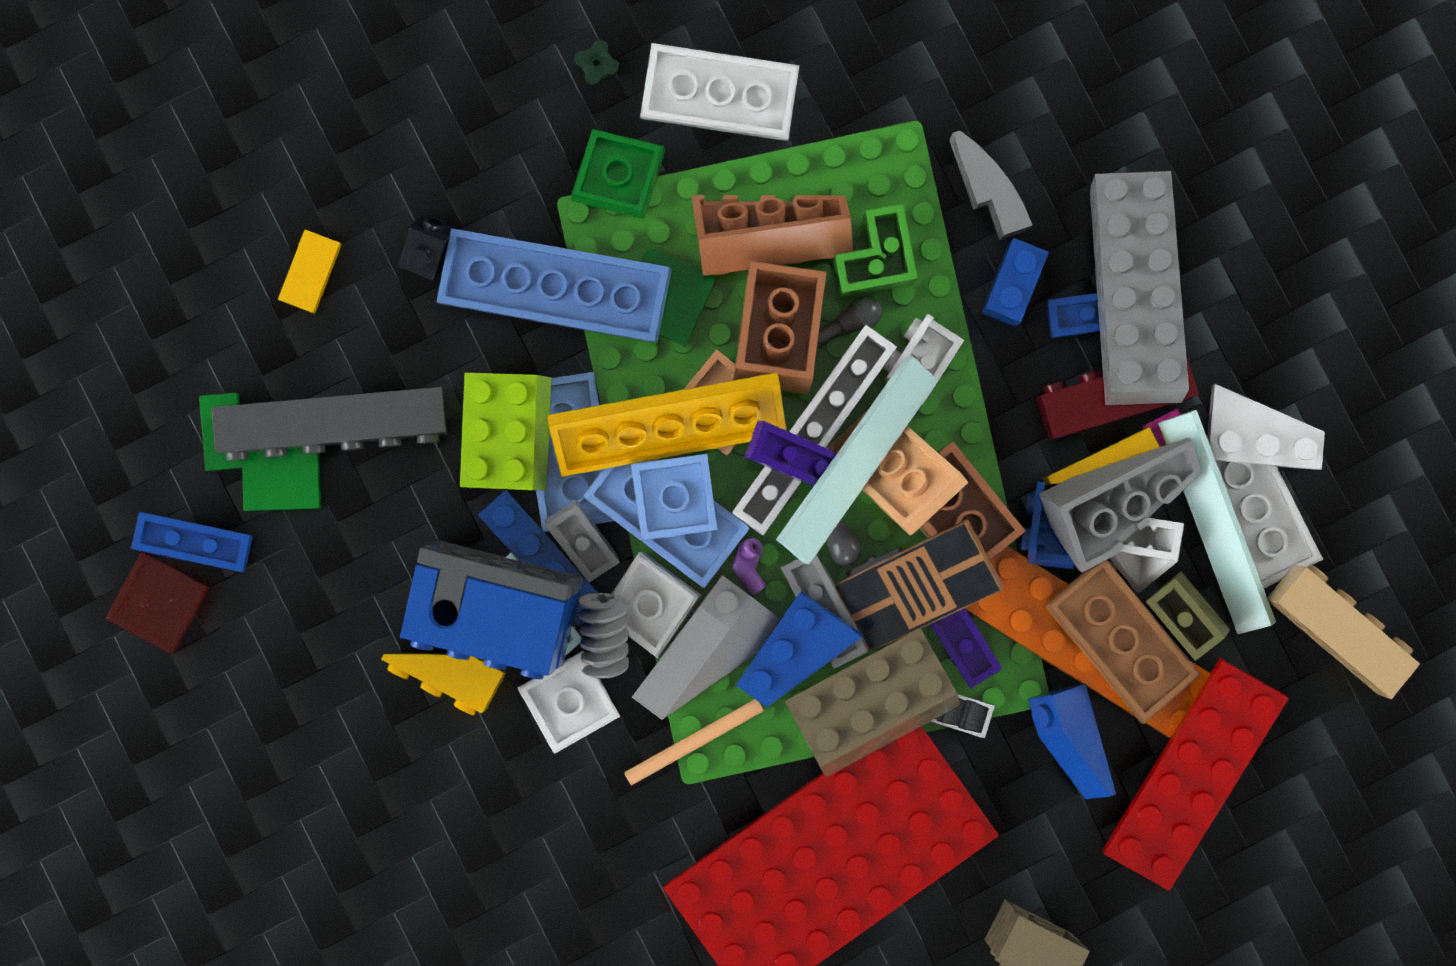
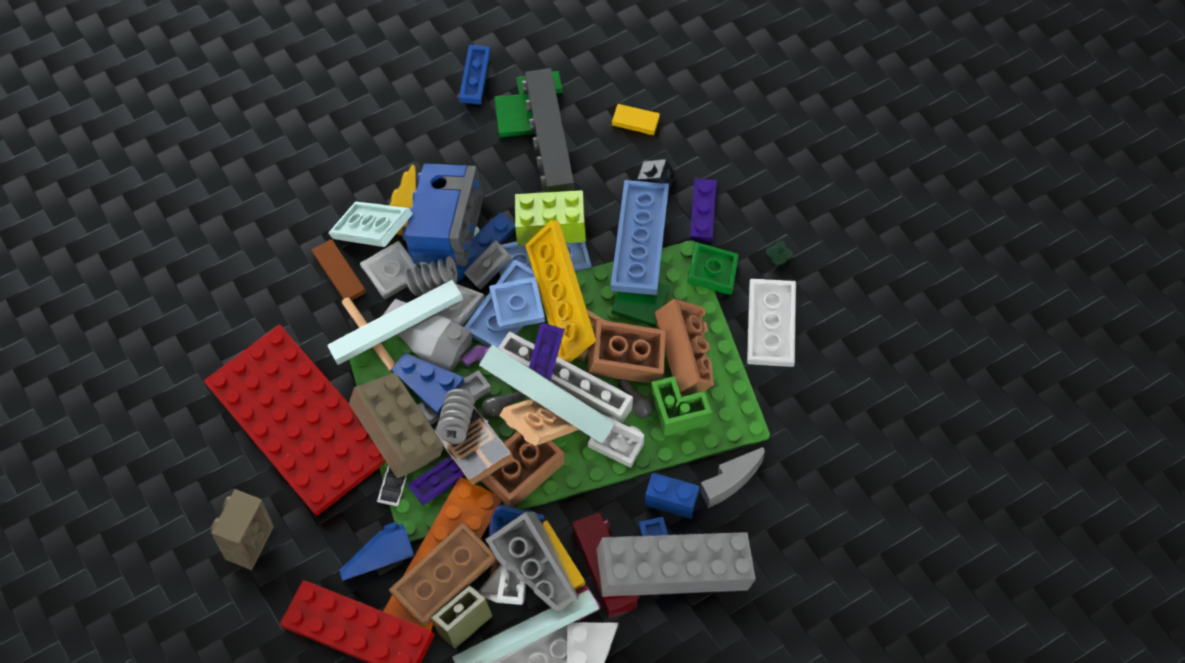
camera: 90 degrees right, 25 degrees down
(157, 602) = (439, 63): clear red tile -> none
(499, 177) = (703, 210): none -> dark purple plate
(499, 732) = (370, 223): none -> light aqua tile
(564, 789) = (338, 270): none -> dark orange tile
(687, 697) = (395, 322): none -> light aqua tile
(877, 609) = (455, 416): none -> light grey piece

